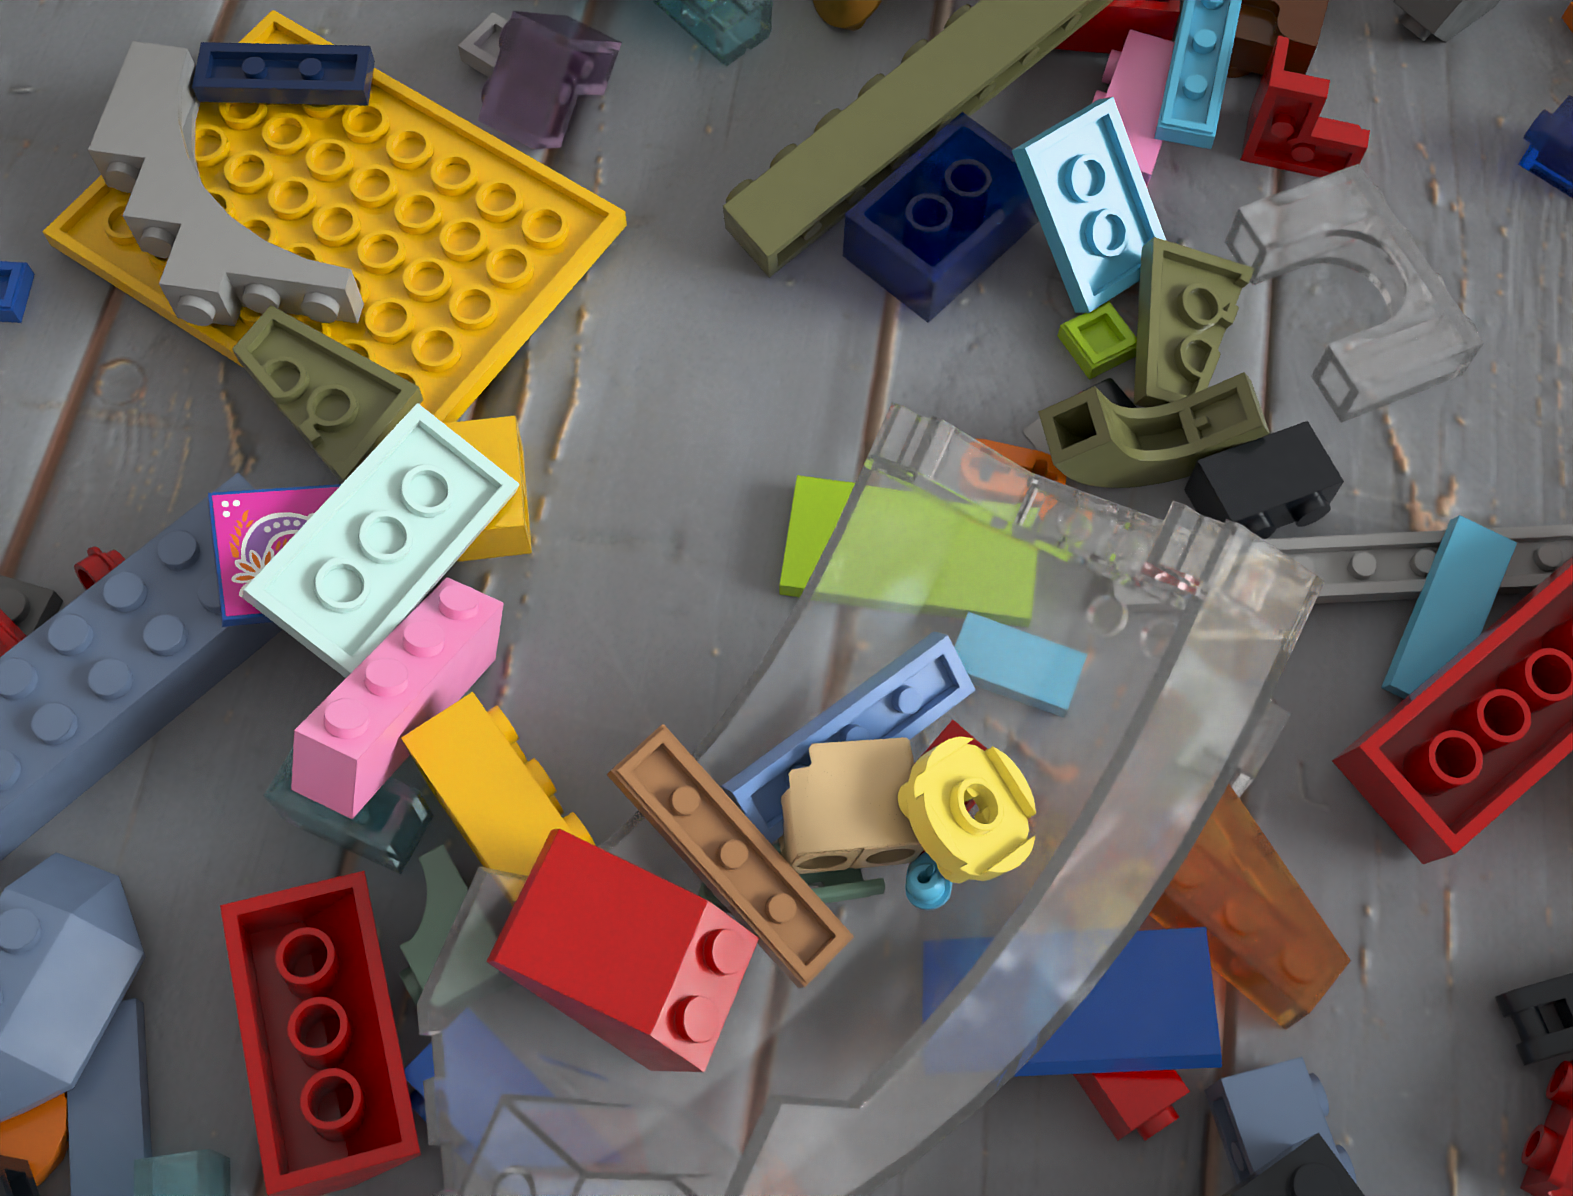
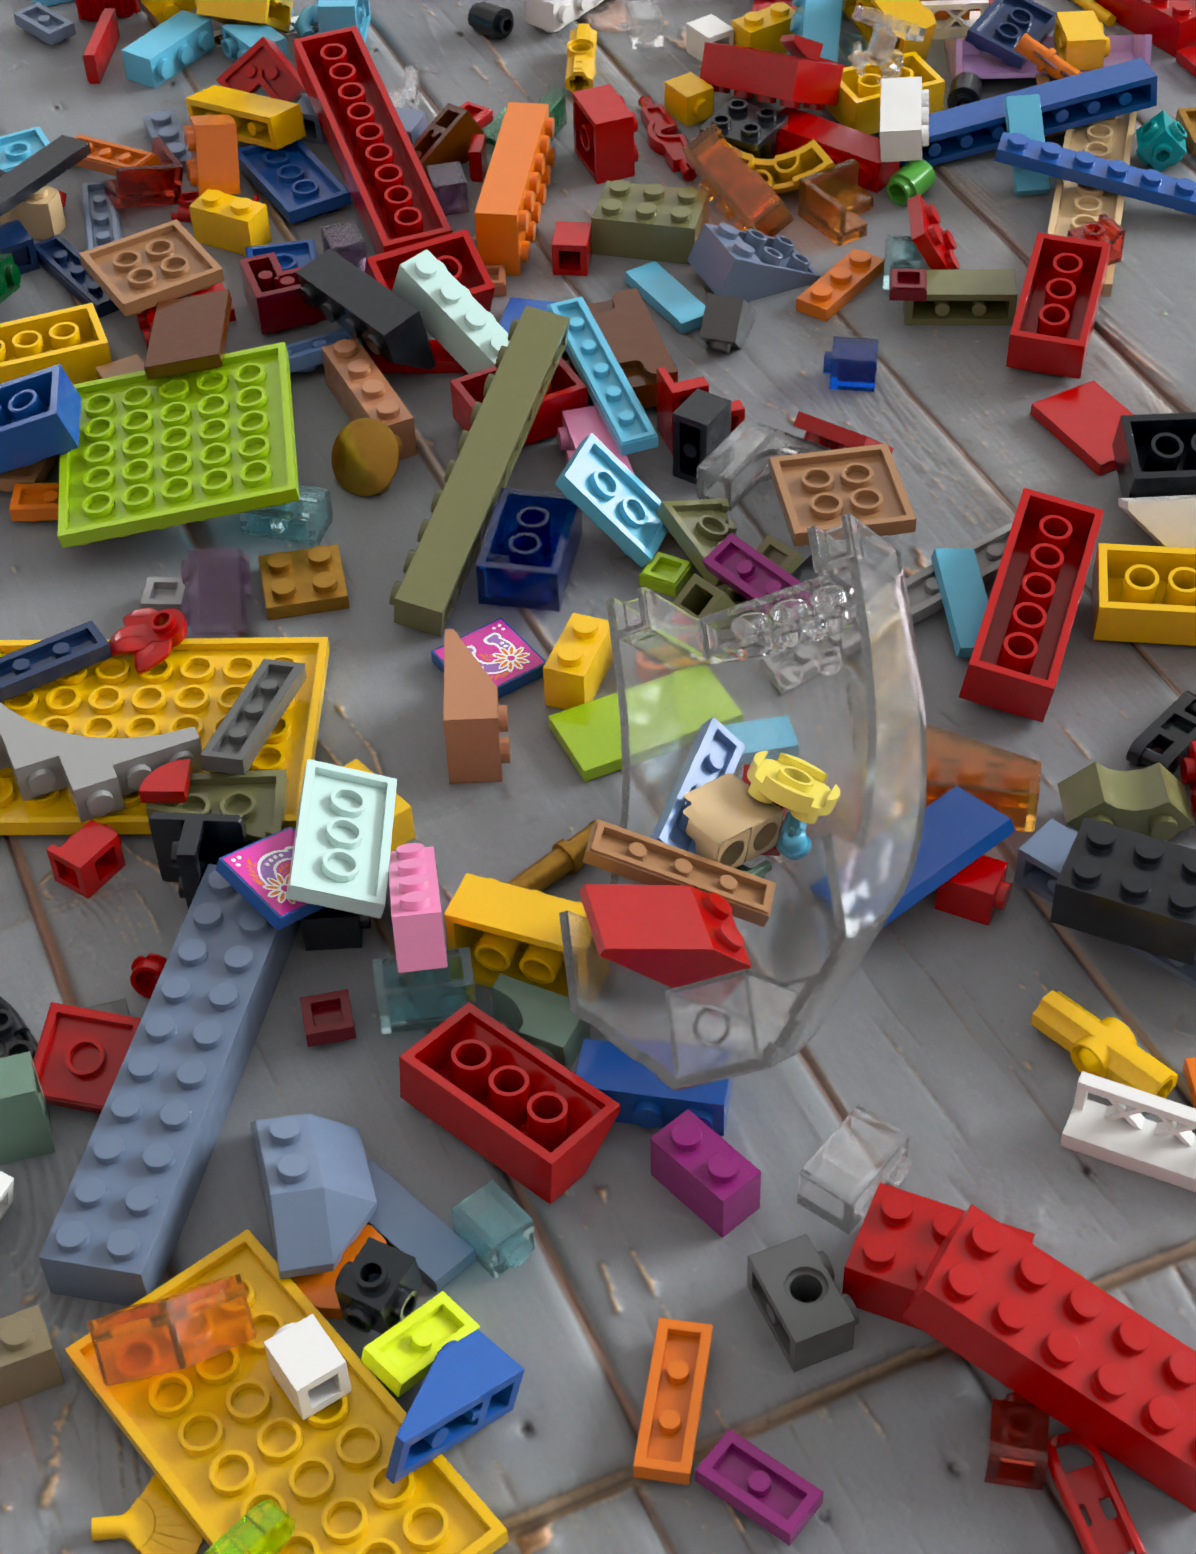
camera: 30 degrees left, 20 degrees down
(154, 371) = (87, 858): none -> red brick
(236, 762) = (327, 1018): none -> dark red plate
(241, 443) = (192, 841): none -> black bracket
(272, 332) = (167, 783): none -> red tile
(423, 101) = (149, 636): none -> red plate
(434, 290) = (253, 717): none -> dark grey plate
(634, 706) = (563, 859): none -> pearl gold pin
(667, 111) = (303, 582): none -> pearl gold plate
(678, 434) = (472, 717): none -> nougat slope
(792, 352) = (502, 655): none -> tile
(853, 422) = (578, 662): none -> yellow brick
(1183, 434) = (746, 569): none -> magenta plate
(1278, 152) = (698, 430): none -> black brick
(1391, 362) = (837, 482): none -> medium nougat plate
(1433, 1087) = (1135, 800): none -> olive brick
(1472, 268) = (831, 435): none -> red plate

